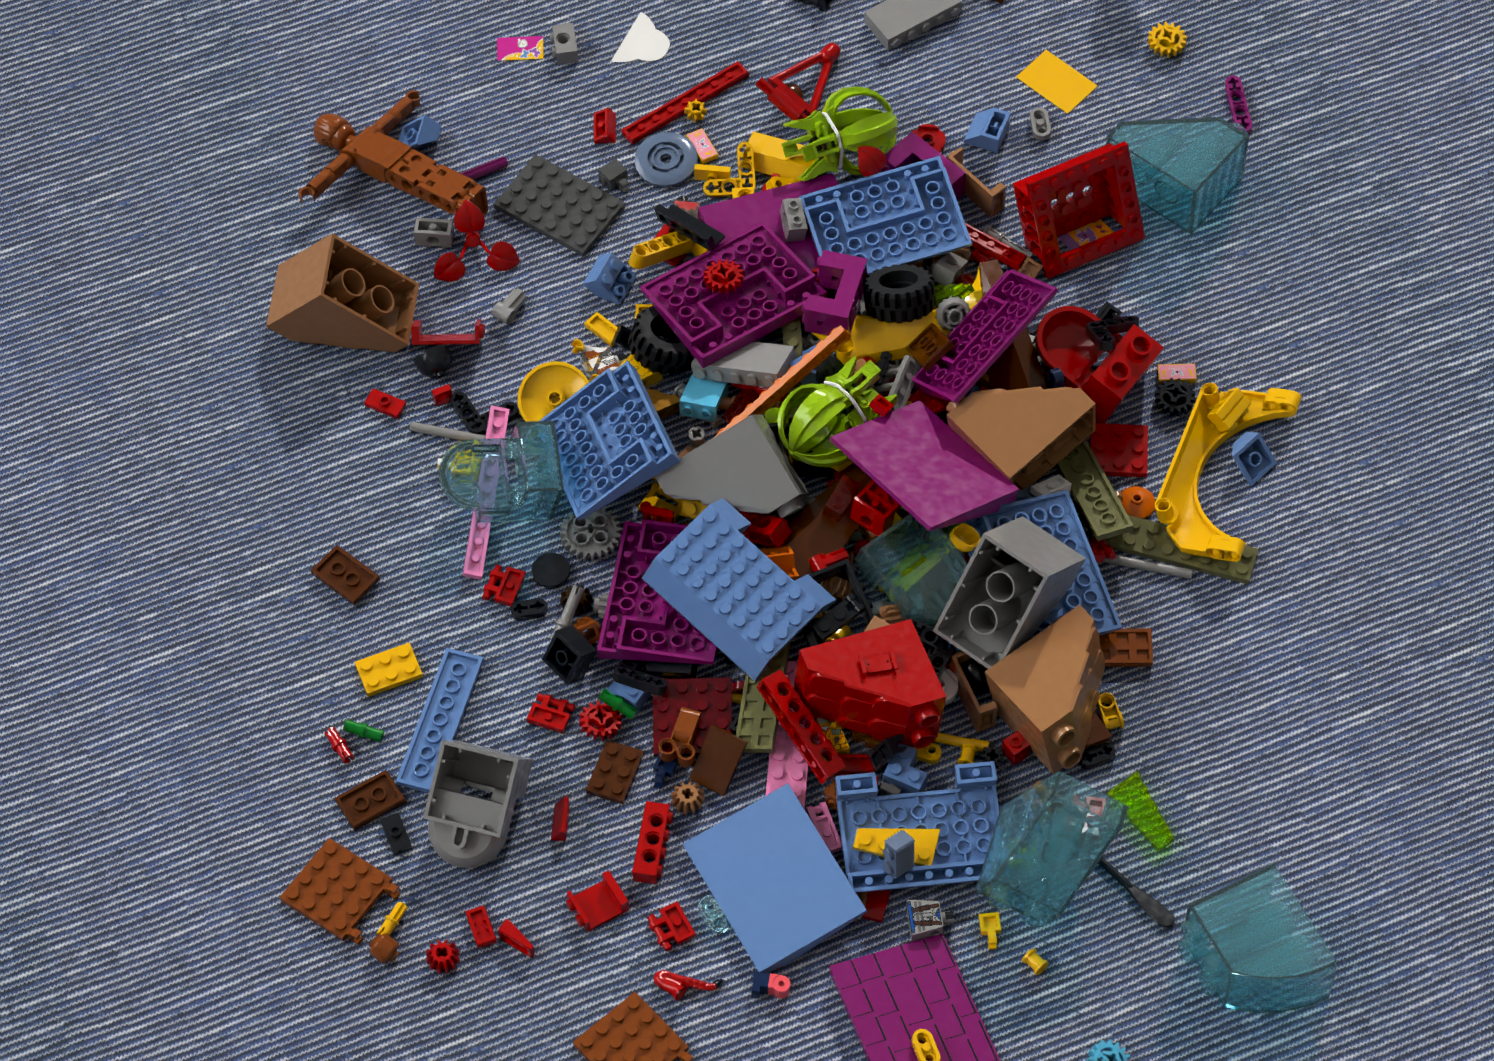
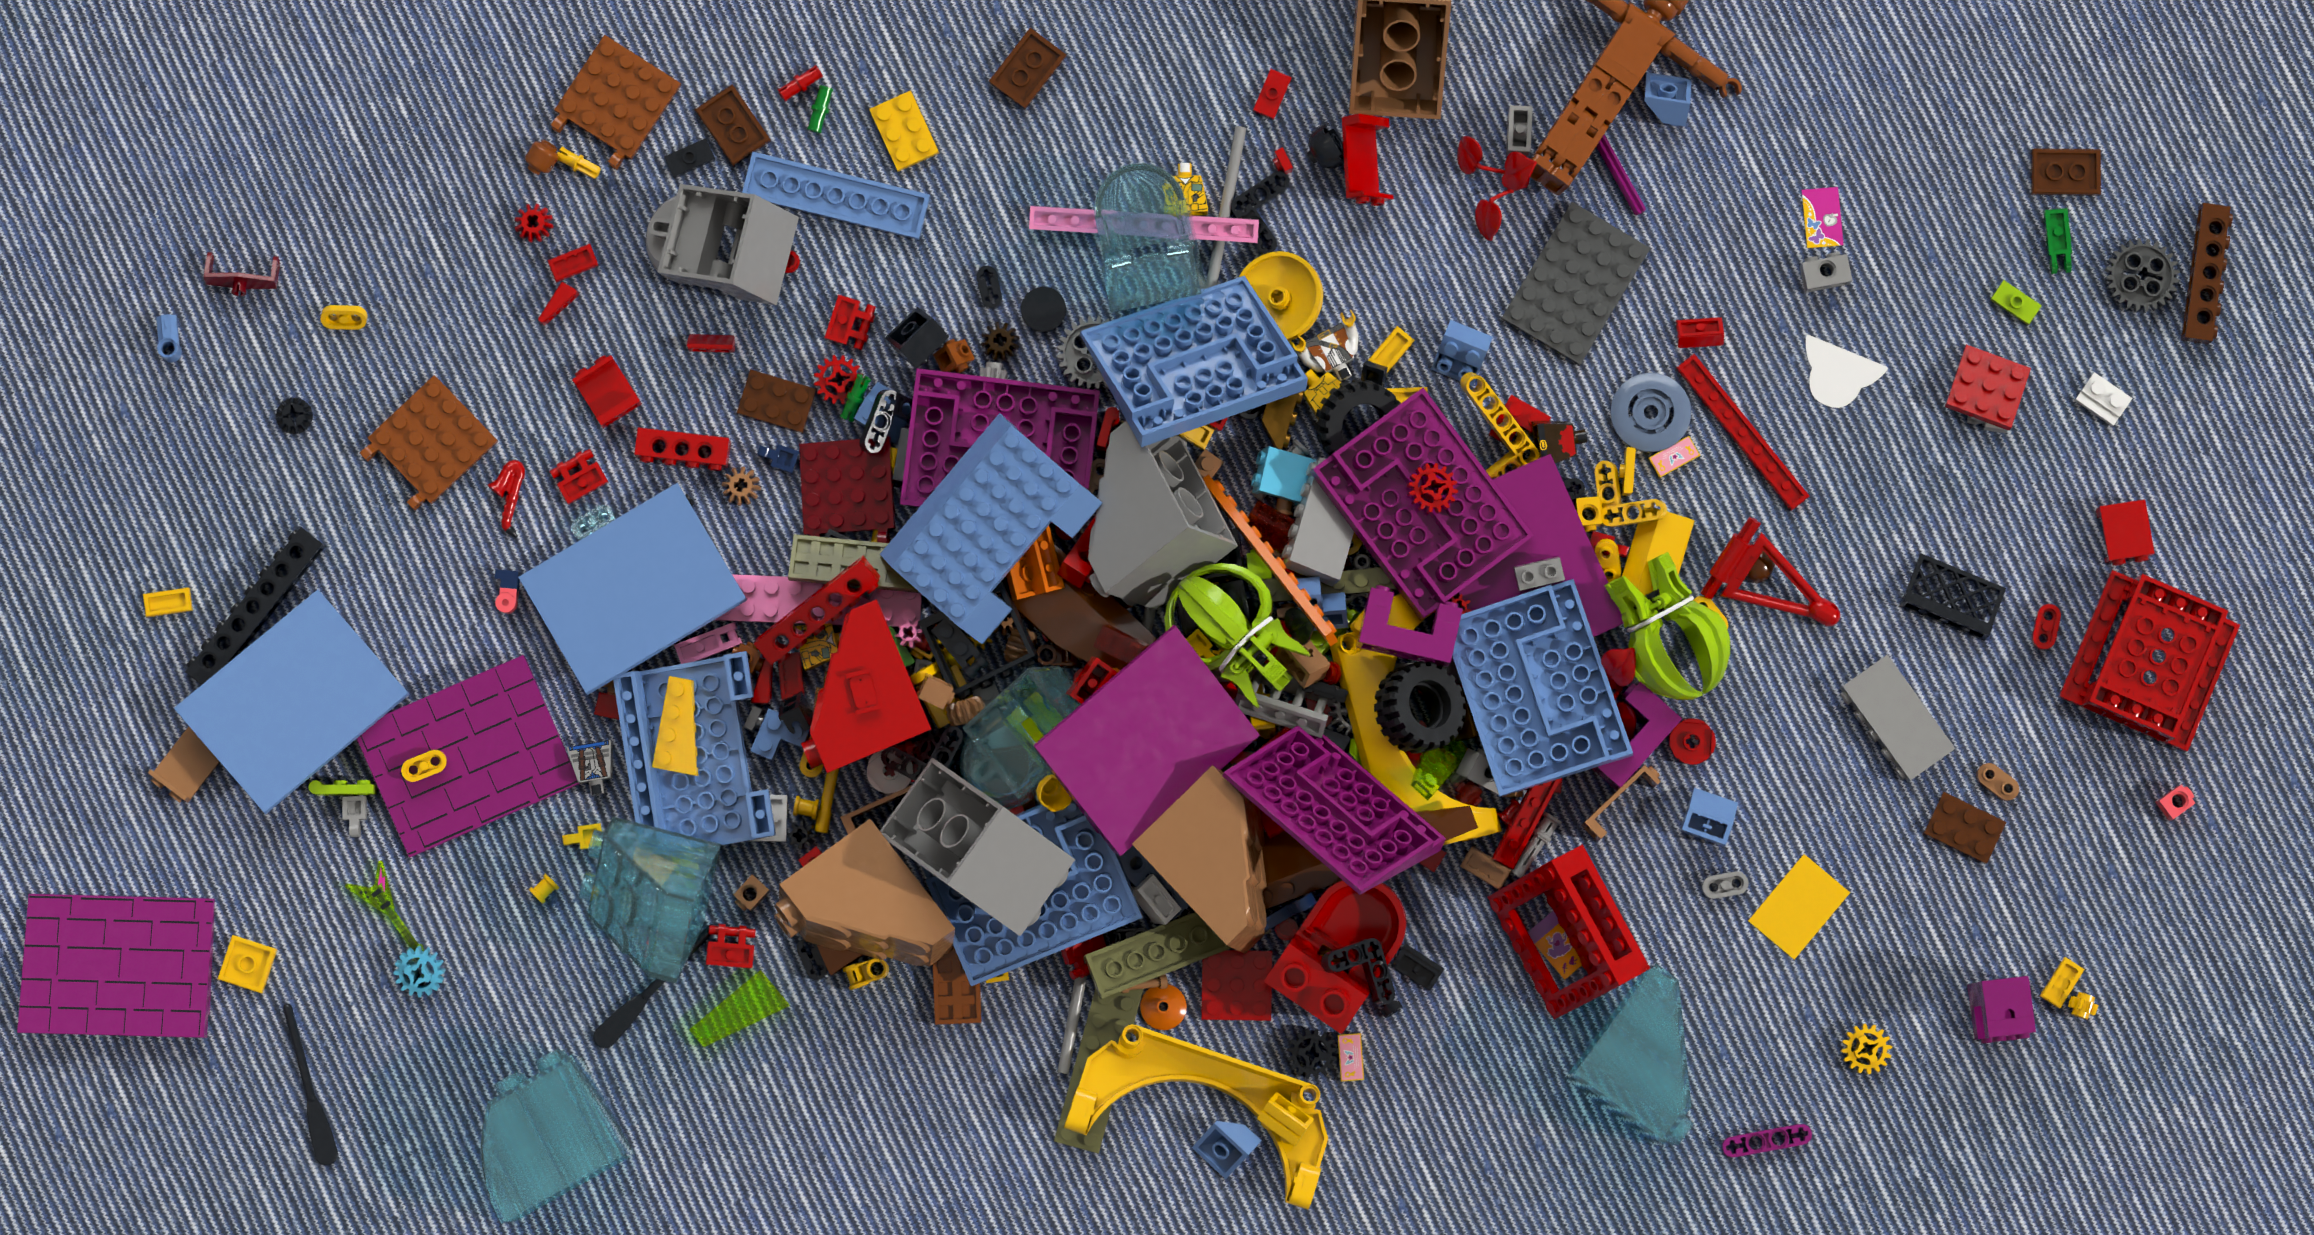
camera: 85 degrees right, 25 degrees up
(507, 309) = (1410, 229): light grey piece -> none
(509, 587) = (1019, 262): red plate -> none
(569, 609) = (964, 329): light grey pin -> none
(613, 176) = (1619, 348): dark grey brick -> none
(681, 738) = (810, 474): dark orange piece -> none
(689, 226) = (1521, 445): black panel -> none
(695, 111) = (1731, 445): yellow gear -> none
(696, 437) = (1232, 479): light grey bush -> none
(718, 760) = (783, 517): reddish brown tile -> none
(822, 561) = (1039, 629): red piece -> none
(881, 405) = (1234, 686): red plate -> none
(898, 854) = (647, 726): sand blue brick -> none
(929, 346) = (1342, 746): reddish brown tile -> none
(951, 312) = (1394, 774): light grey piece -> none

